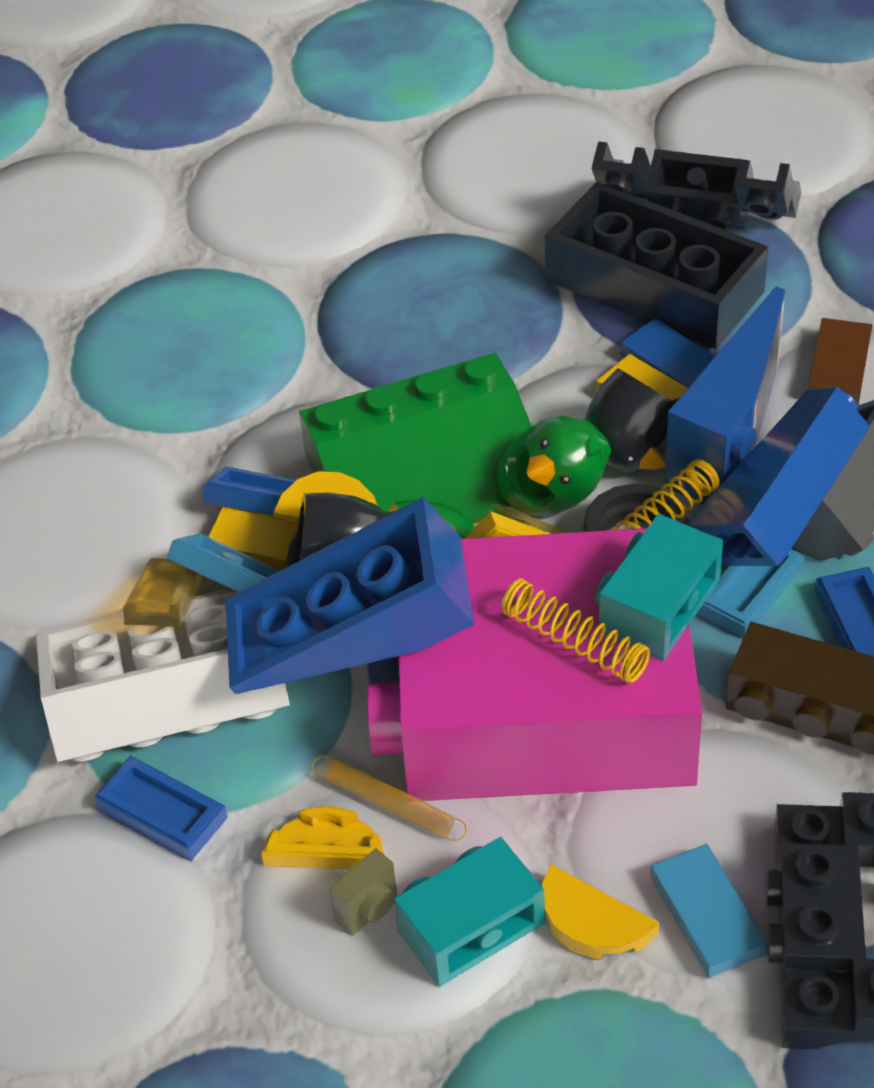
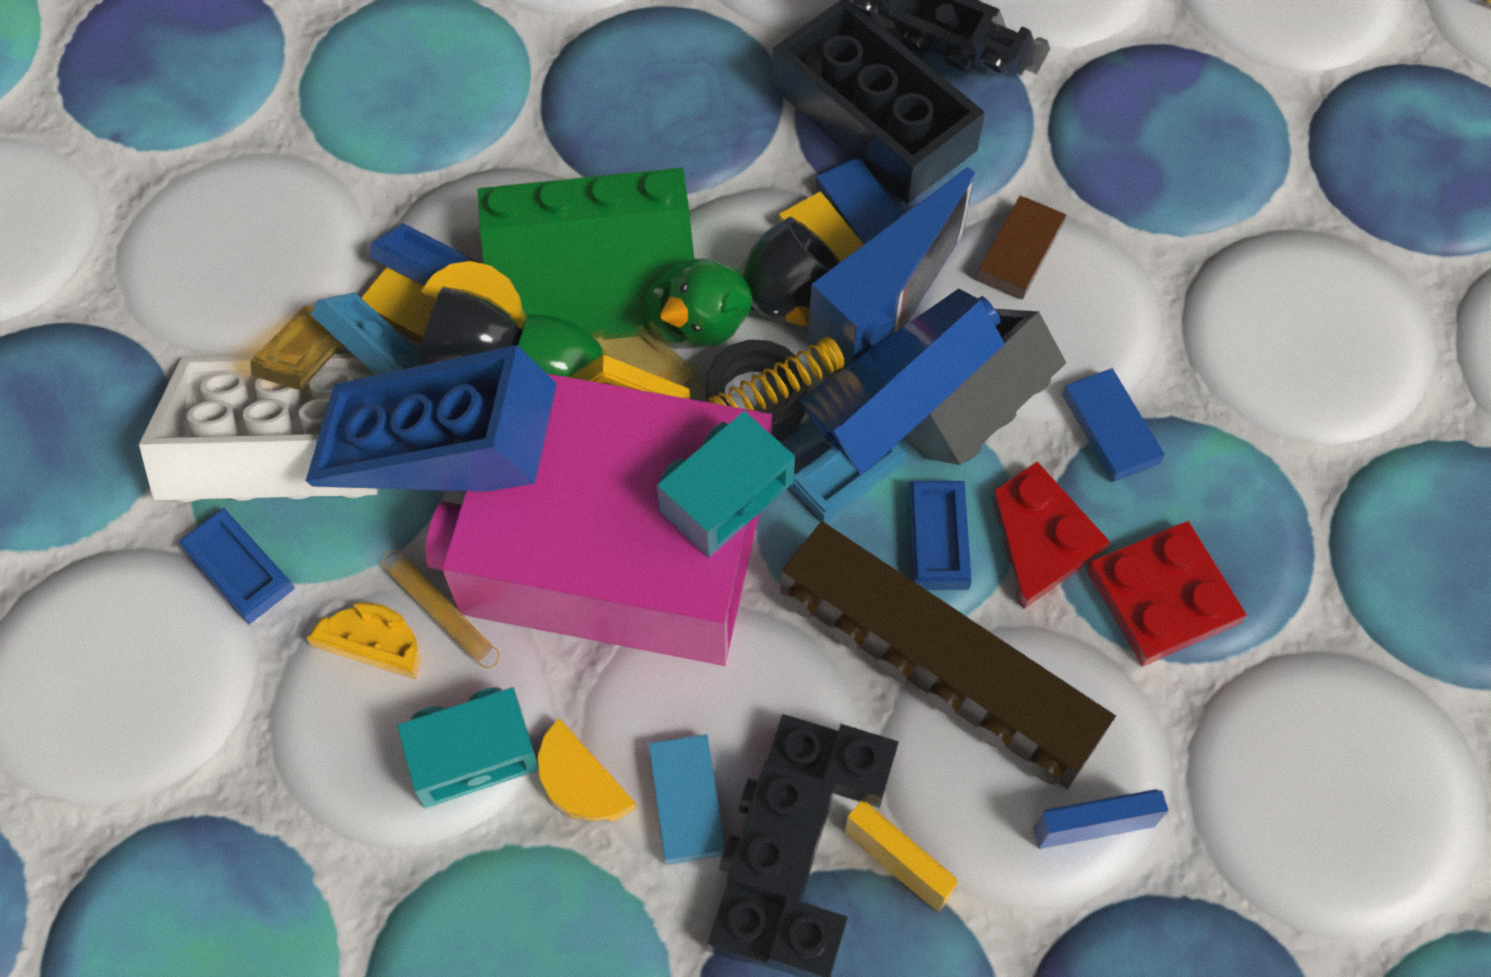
camera: 10 degrees right, 15 degrees up
(364, 892) = (381, 704): olive plate -> none
(630, 657) = (597, 464): yellow piece -> none

